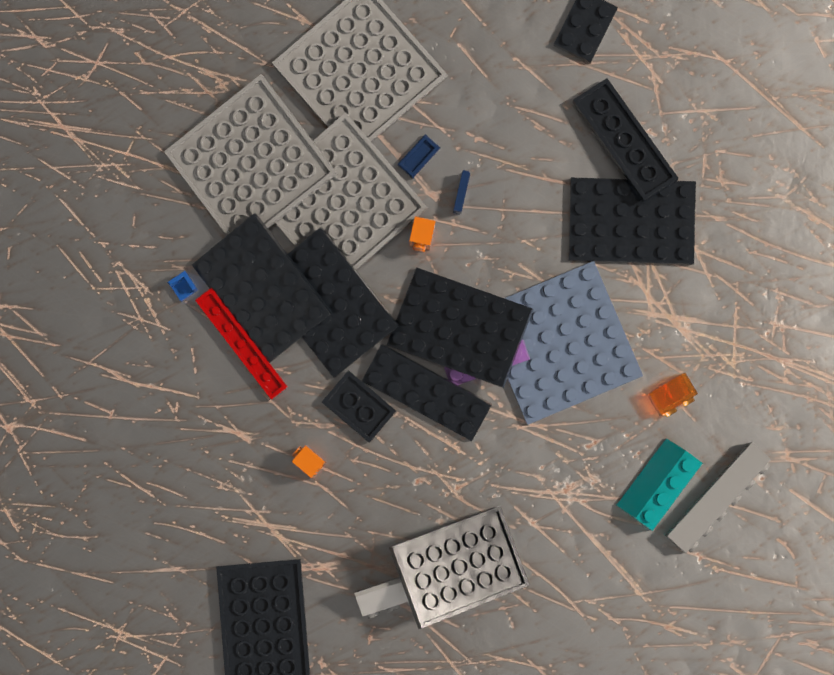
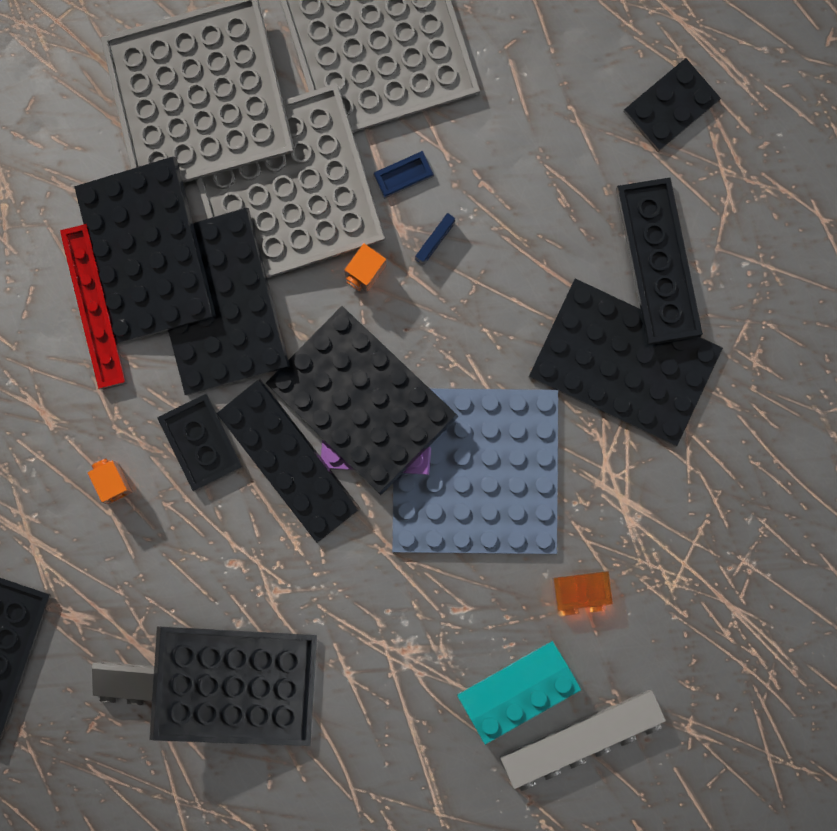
camera: 20 degrees right, 0 degrees up
(183, 286) = (53, 207): blue panel -> none

